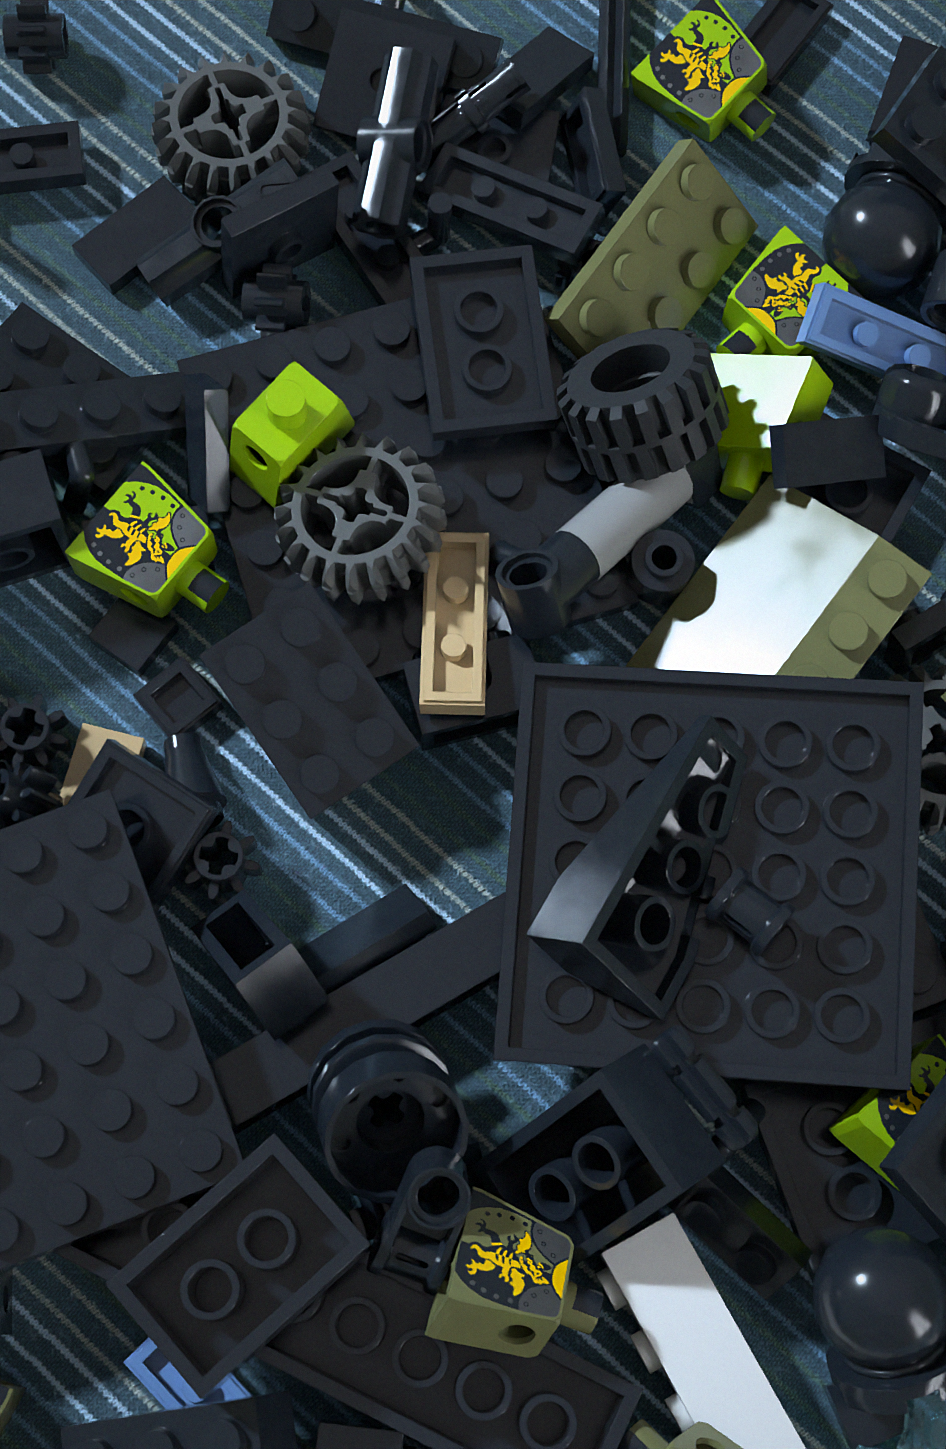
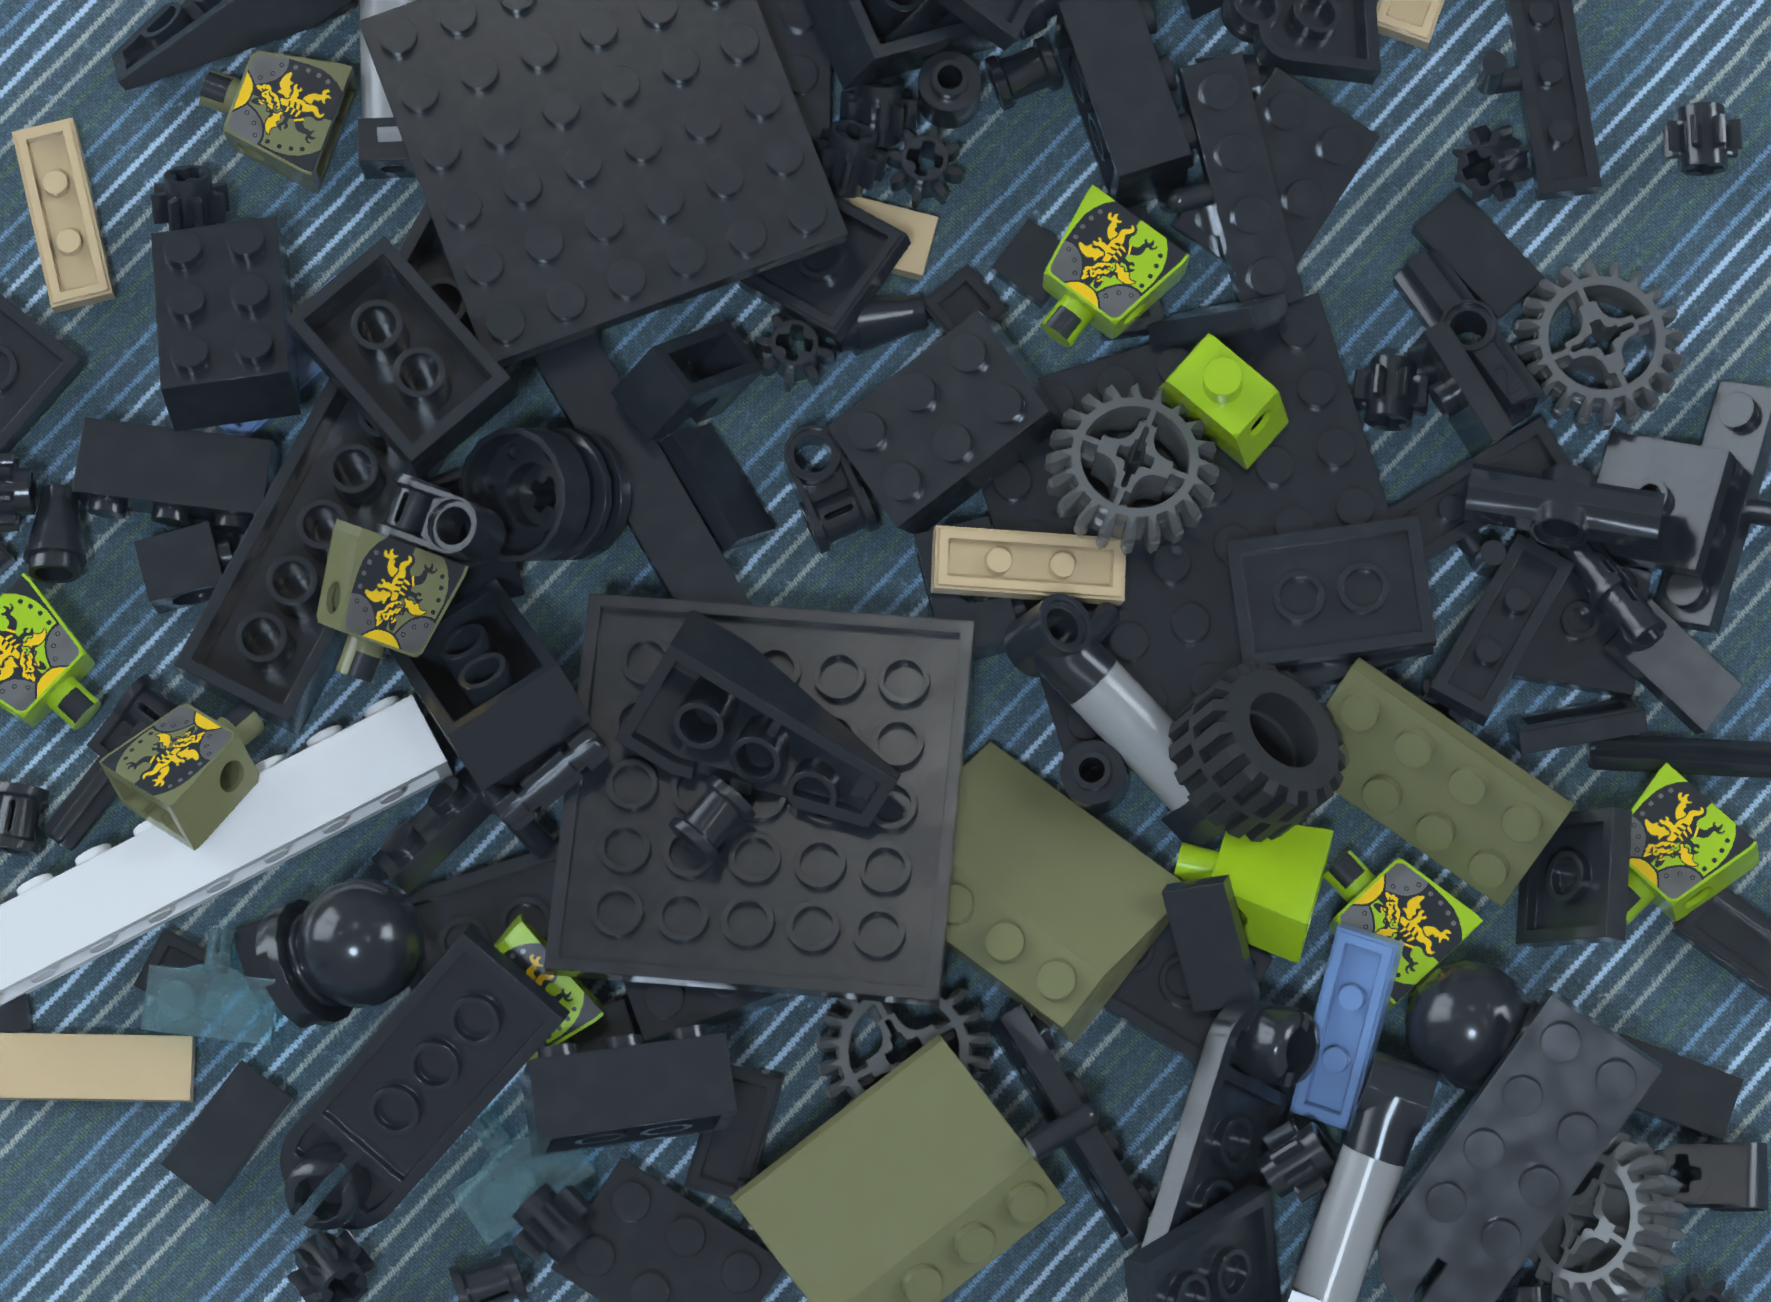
camera: 95 degrees right, 5 degrees up
(36, 202) = (1509, 160): none -> black gear
(371, 827) = (829, 499): none -> black piece
(751, 141) = (1578, 882): none -> black plate

